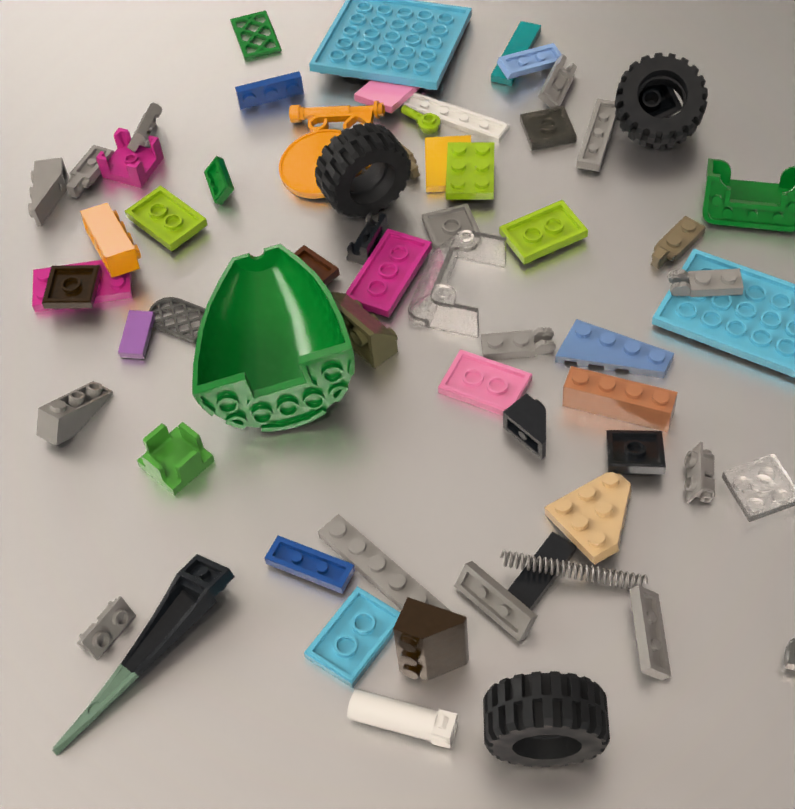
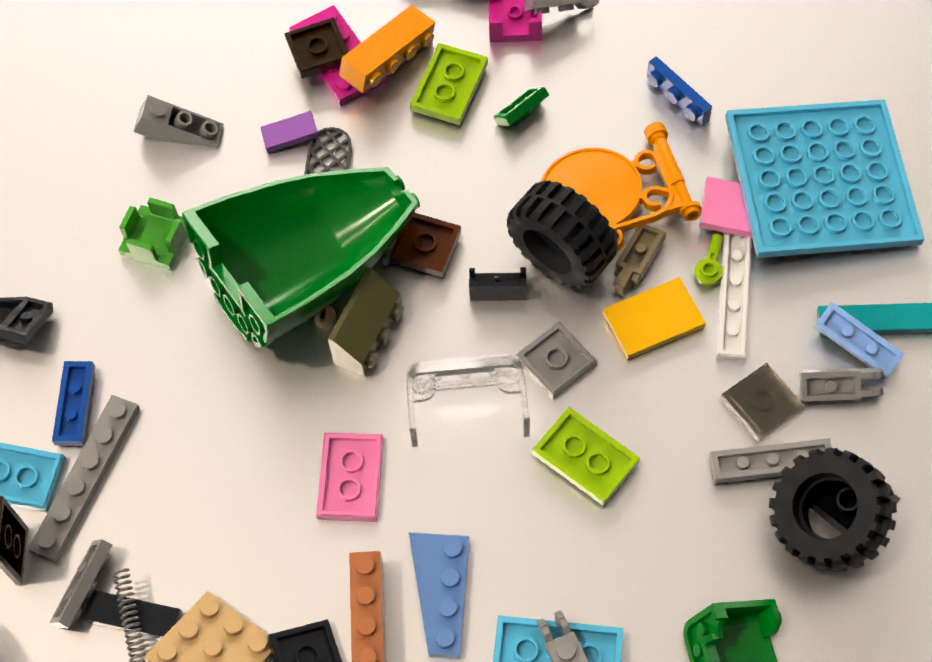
camera: 65 degrees right, 10 degrees up
(261, 50) = (747, 55): green window -> none
(389, 271) = (460, 322): dark pink plate -> none
(470, 171) = (643, 344): lime plate -> none
(517, 344) = (412, 485): light grey hinge -> none
(527, 424) = (304, 539): black slope -> none
(677, 241) = (636, 607): dark tan hinge -> none

